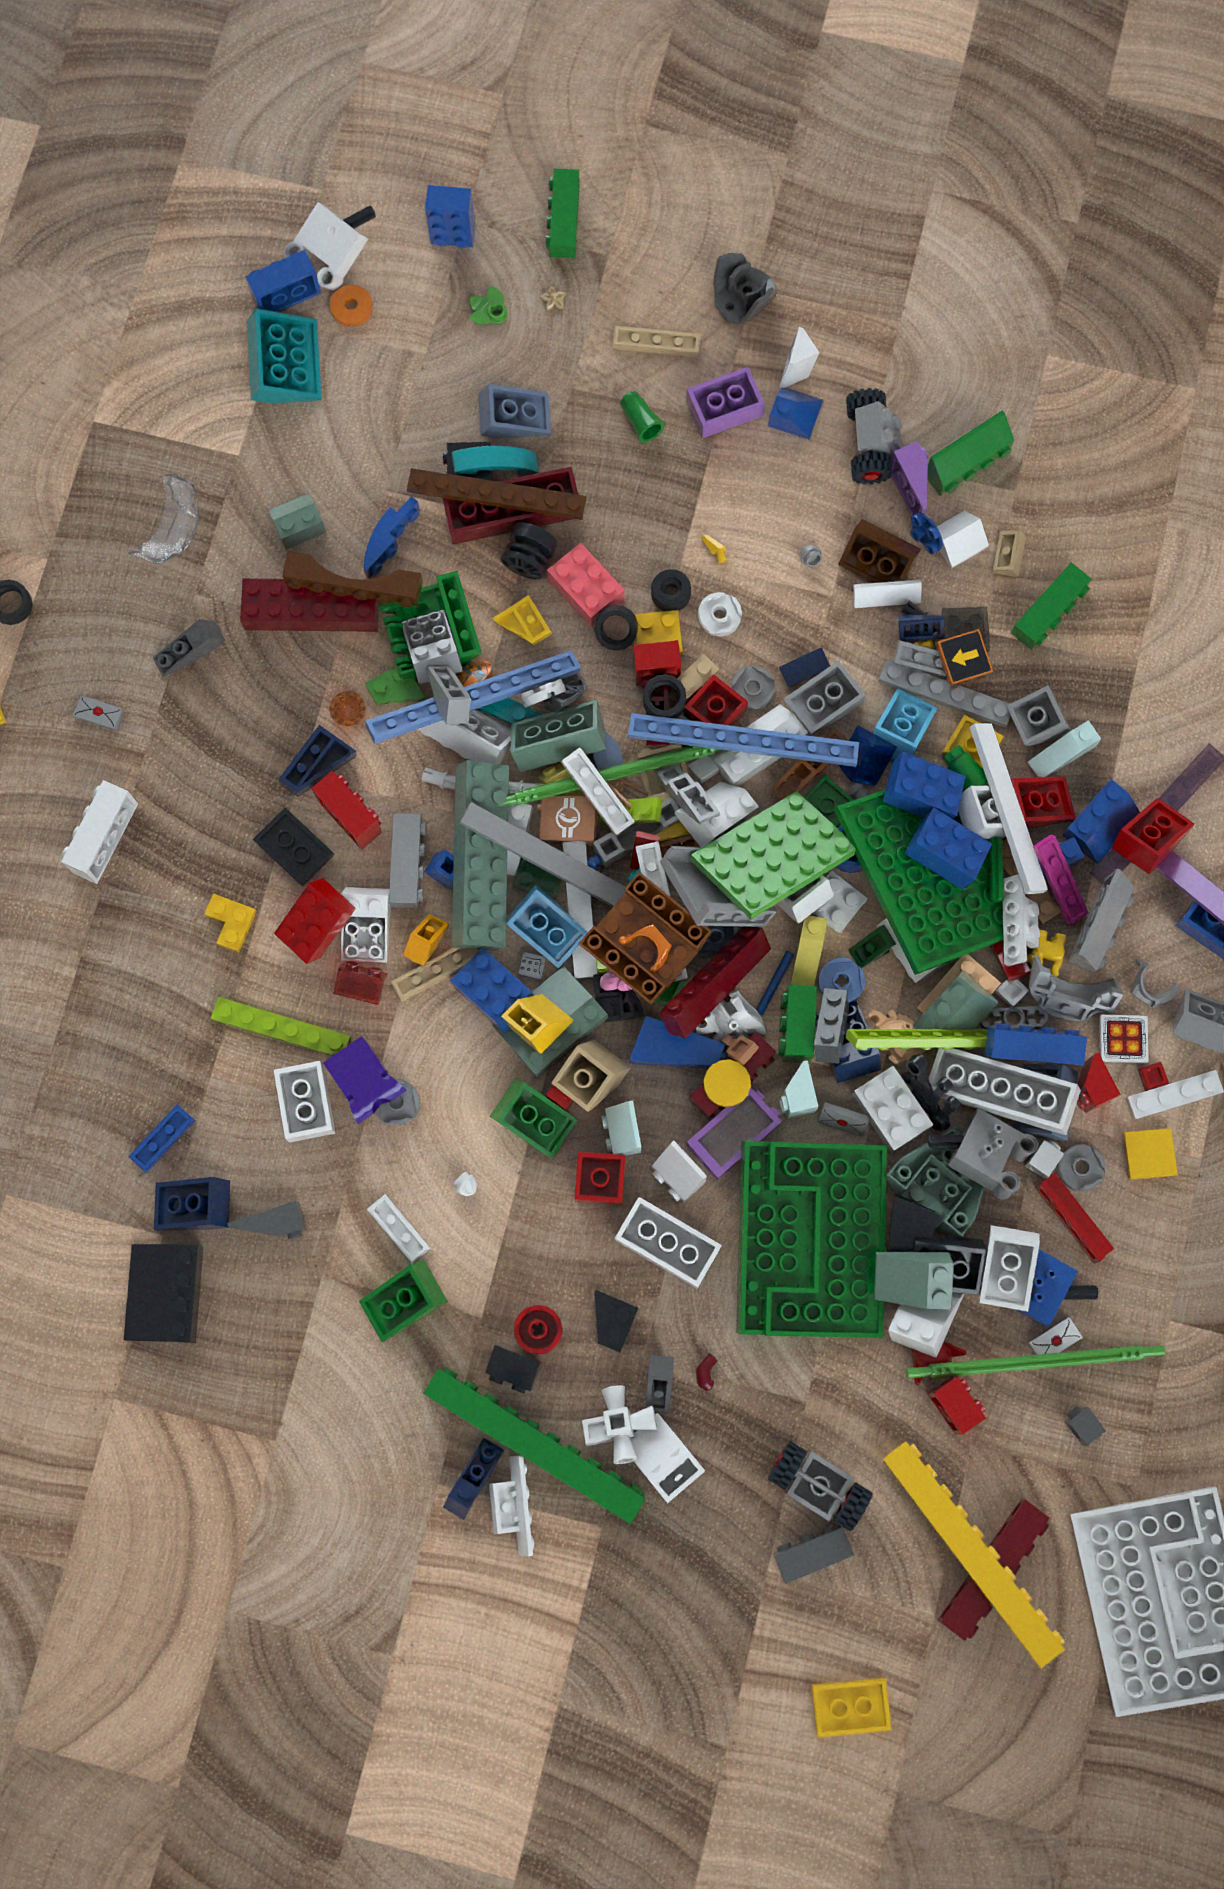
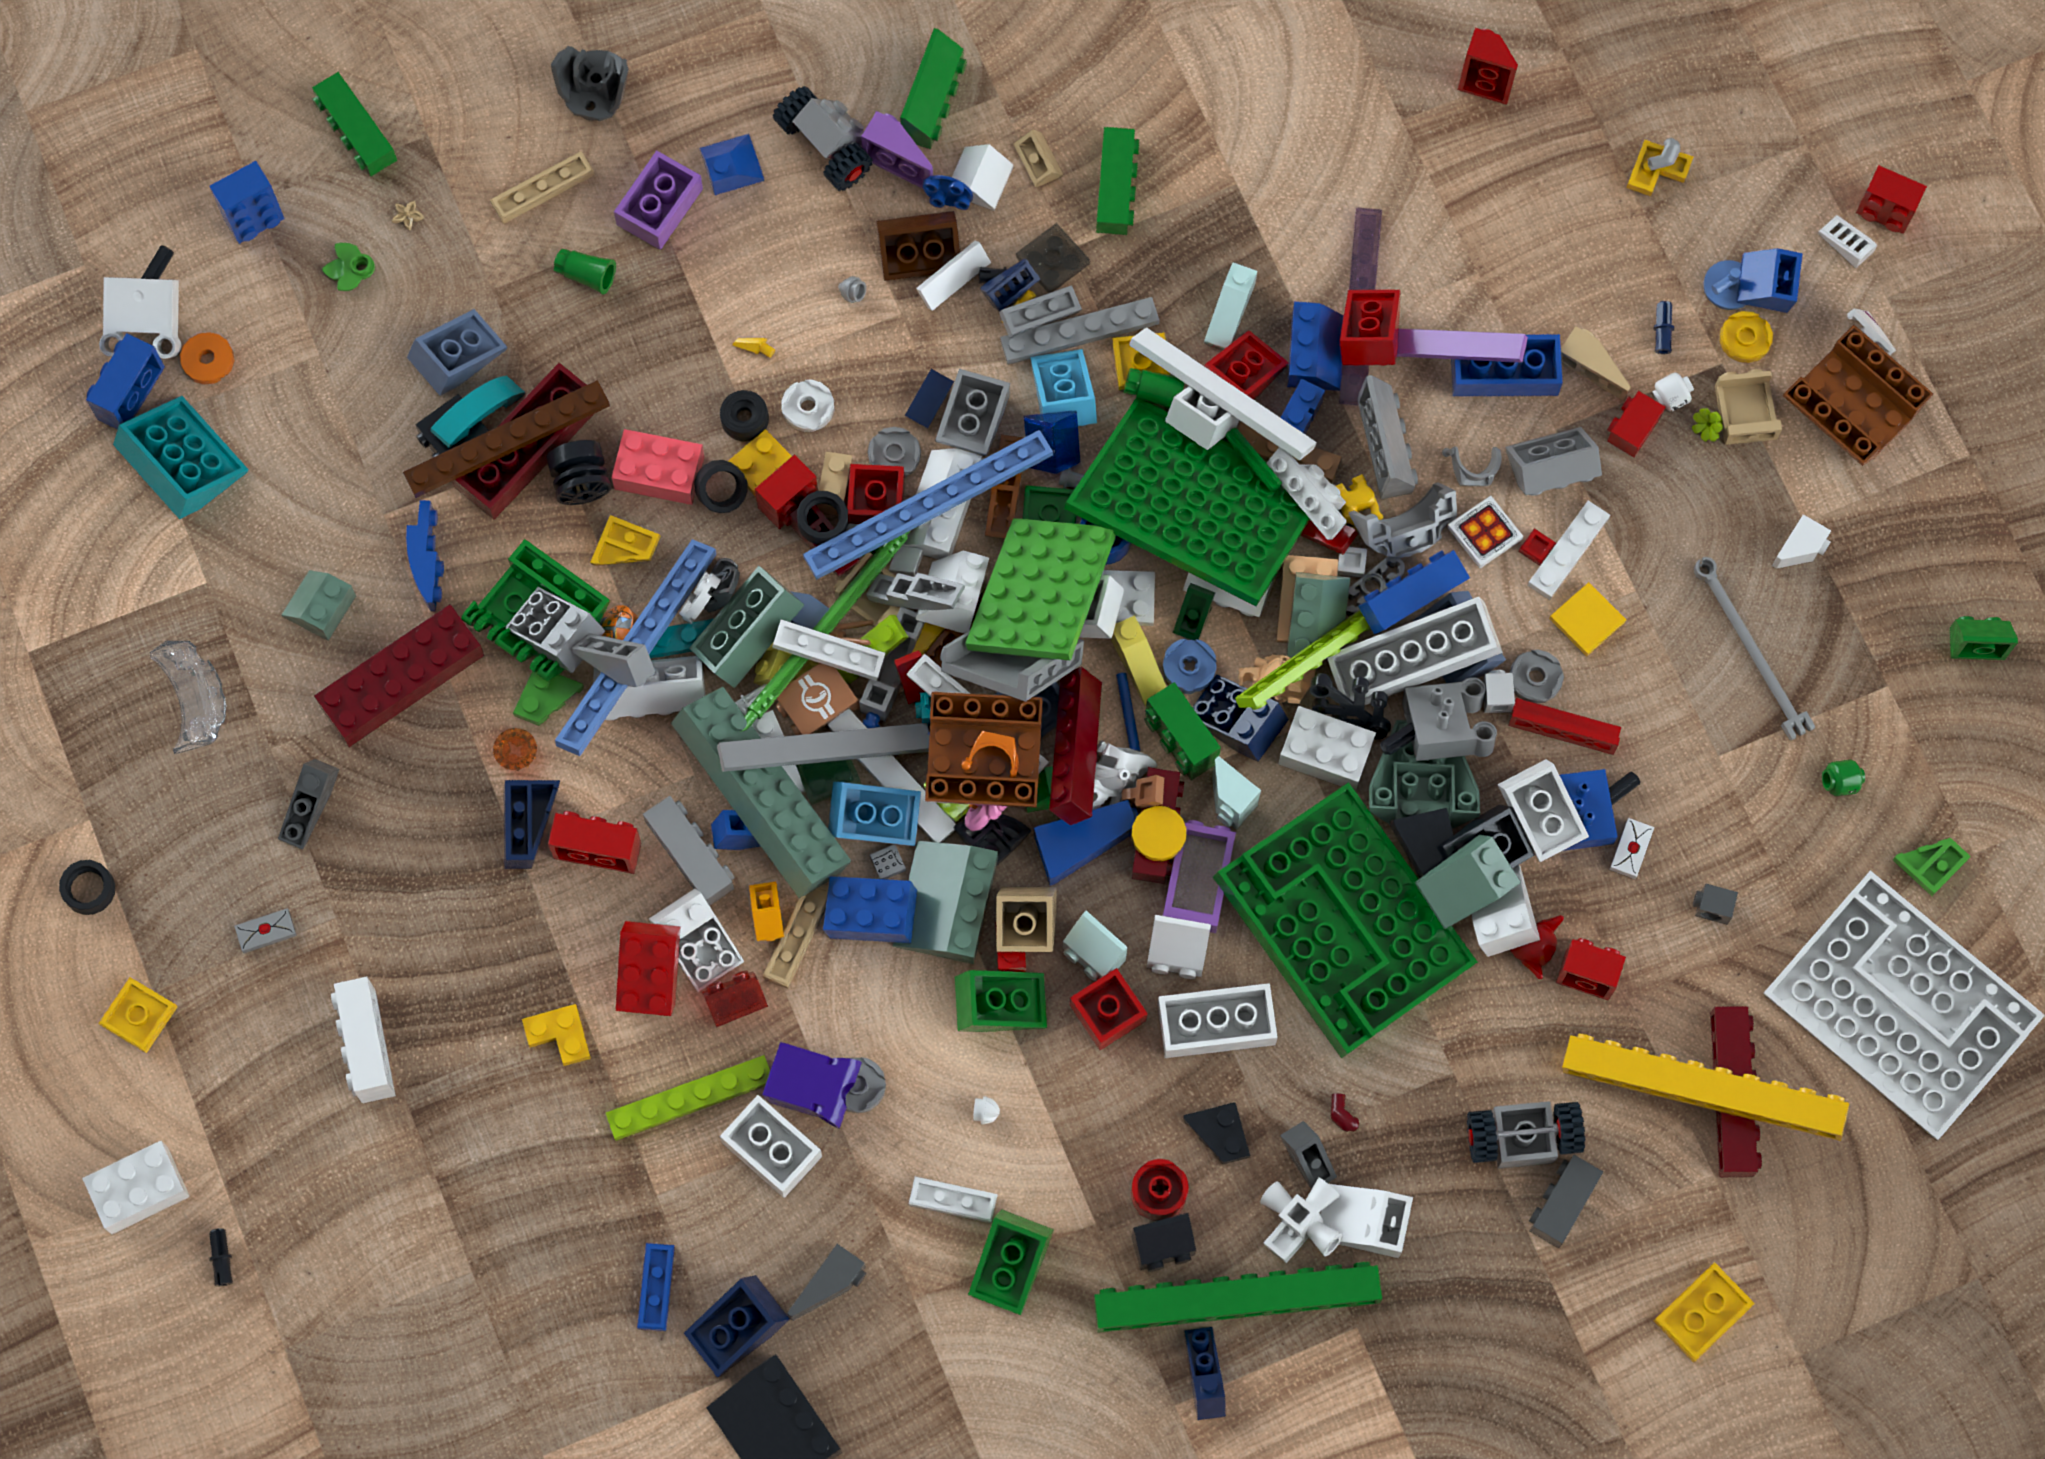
camera: 40 degrees left, 5 degrees down
(293, 847) = (566, 918): black plate -> none
(397, 587) = (379, 642): reddish brown arch -> none
(438, 778) = (662, 750): white axle -> none
(510, 1506) = (1261, 1369): white bracket -> none
(537, 1021) = (938, 905): yellow slope -> none
(799, 359) = (698, 109): white slope -> none
(831, 1025) = (1214, 709): brick -> none
(843, 1119) = (1289, 789): light grey tile -> none
(921, 785) = (1132, 431): blue brick -> none
(948, 848) = (1196, 469): blue brick -> none
(952, 1369) = (1628, 879): bright green axle -> none
(964, 657) = (1072, 284): black tile -> none
(1039, 717) = (1184, 291): light grey slope -> none
(1060, 879) = (1319, 426): dark pink tile -> none
(1095, 1085) = (1494, 587): red slope -> none

